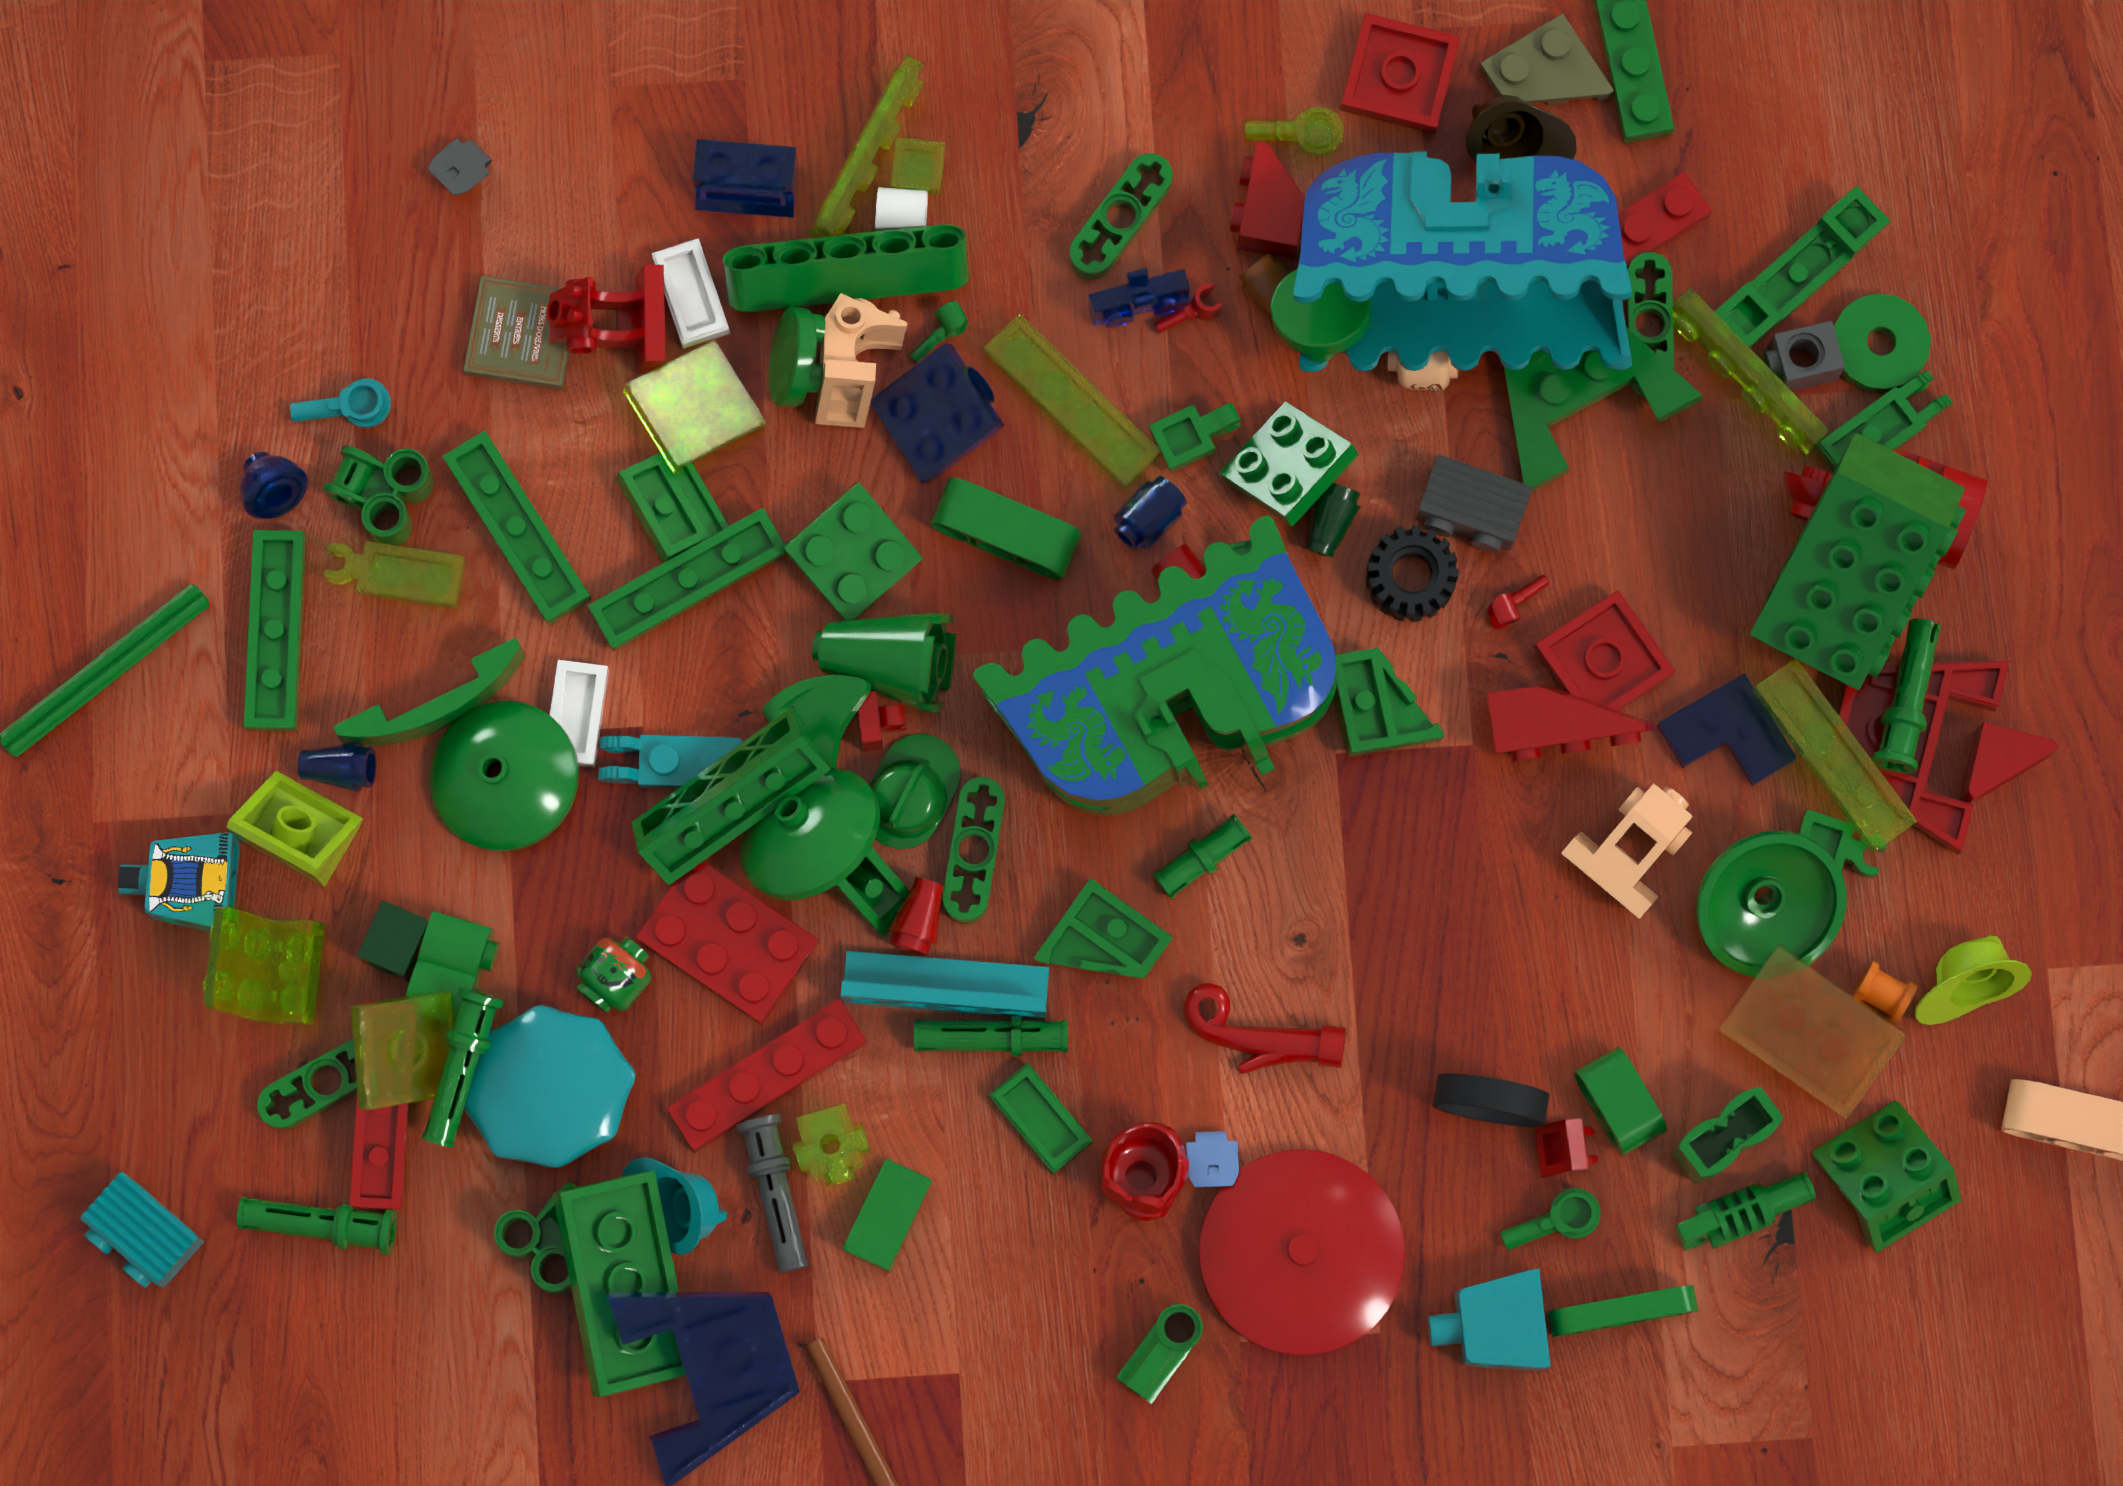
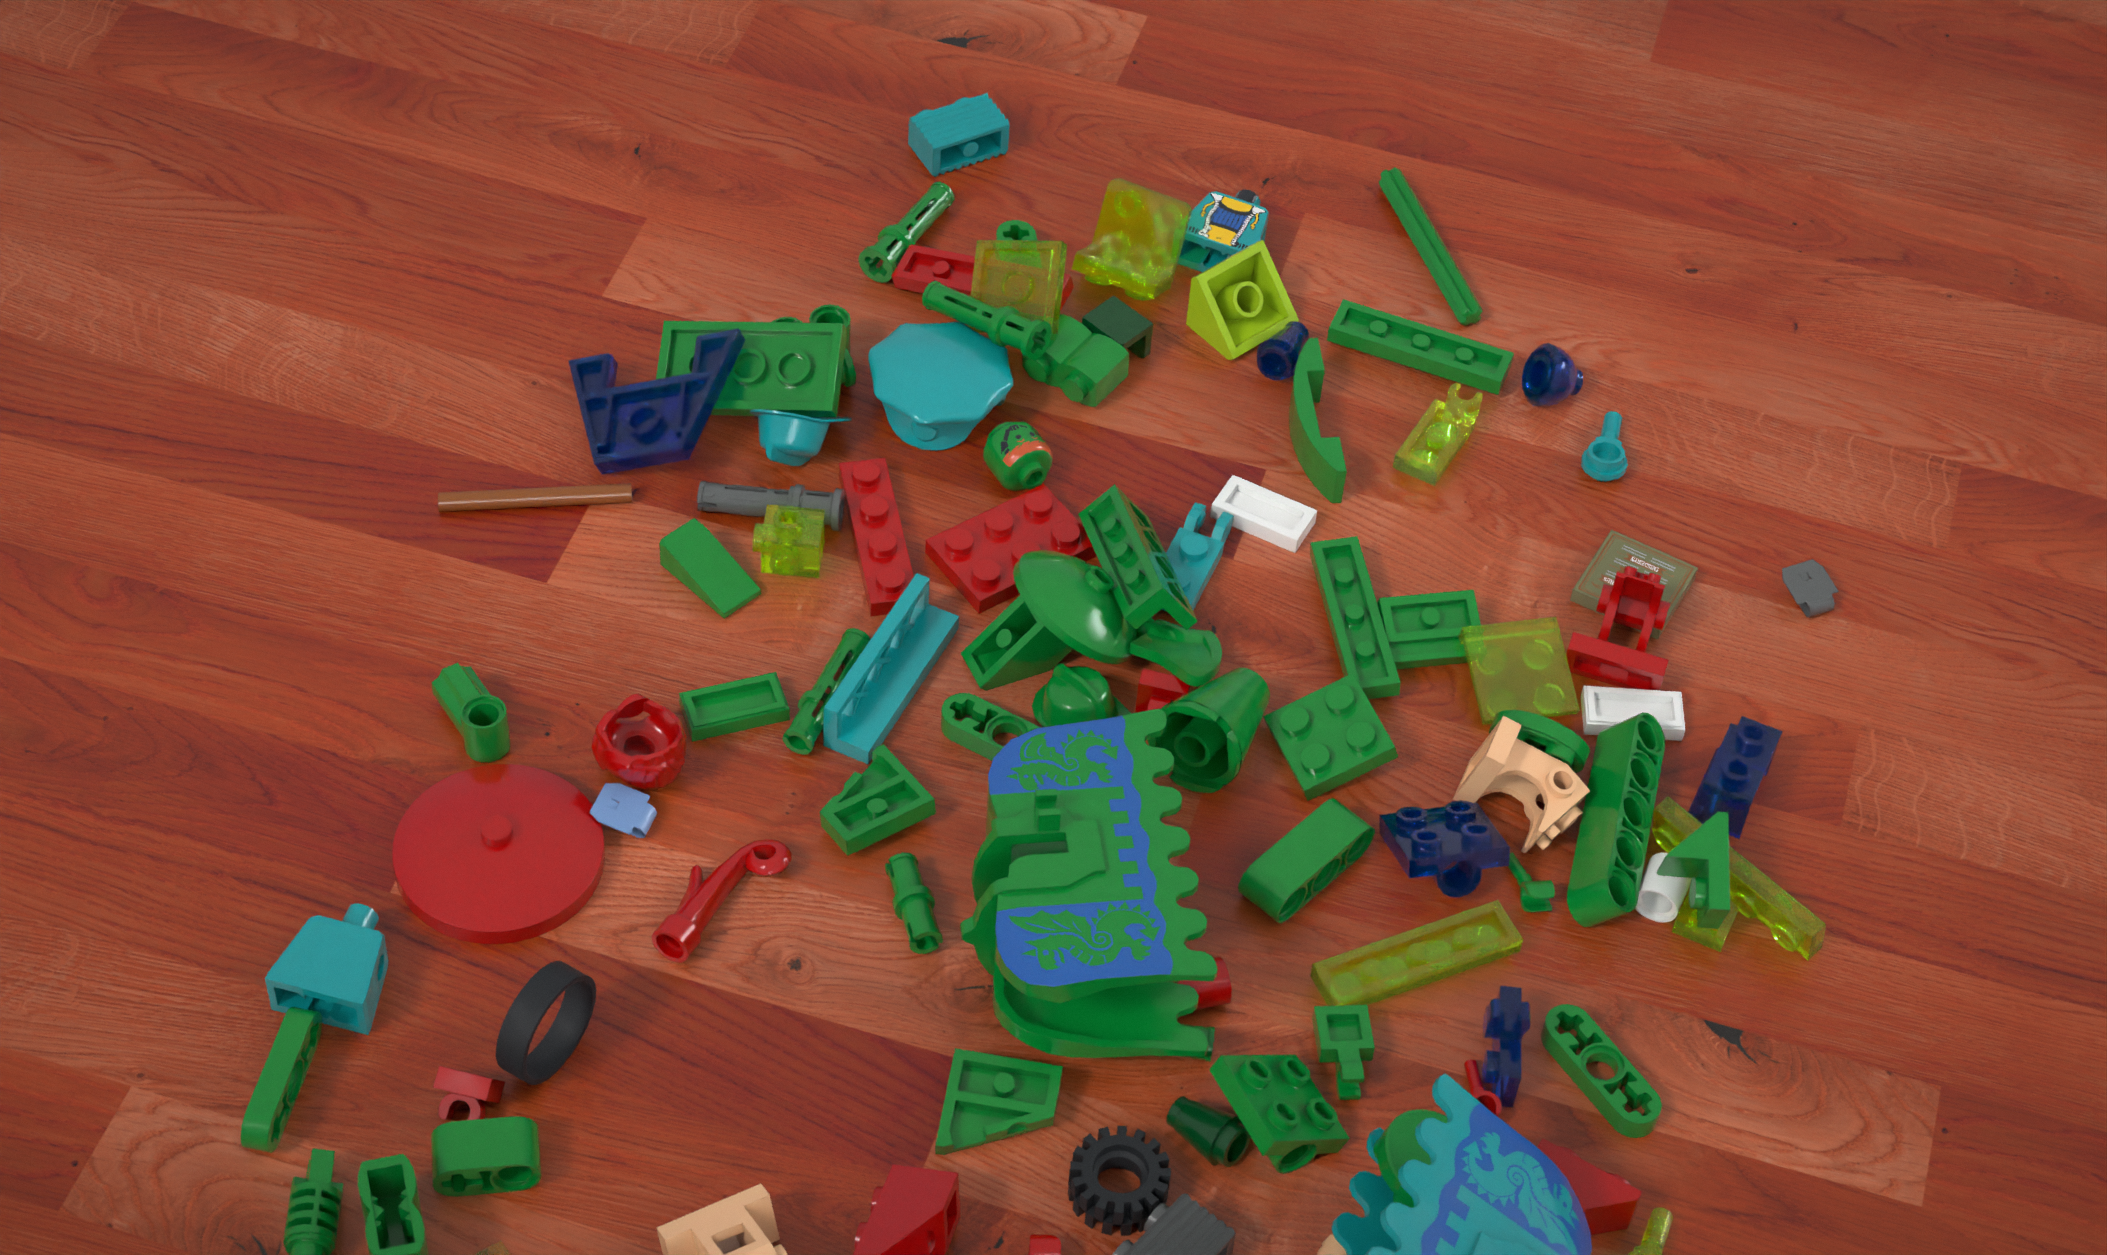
camera: 110 degrees right, 30 degrees down
(372, 487) = (1517, 443): green piece -> none
(516, 527) = (1450, 520): green plate -> none
(529, 793) = (1228, 447): green dish -> none
(888, 168) = (1706, 861): none -> green slope
(918, 918) = (959, 669): red cone -> none
(1149, 513) = (1275, 978): clear blue brick -> none
(1572, 1214) = (401, 1074): green plate -> none

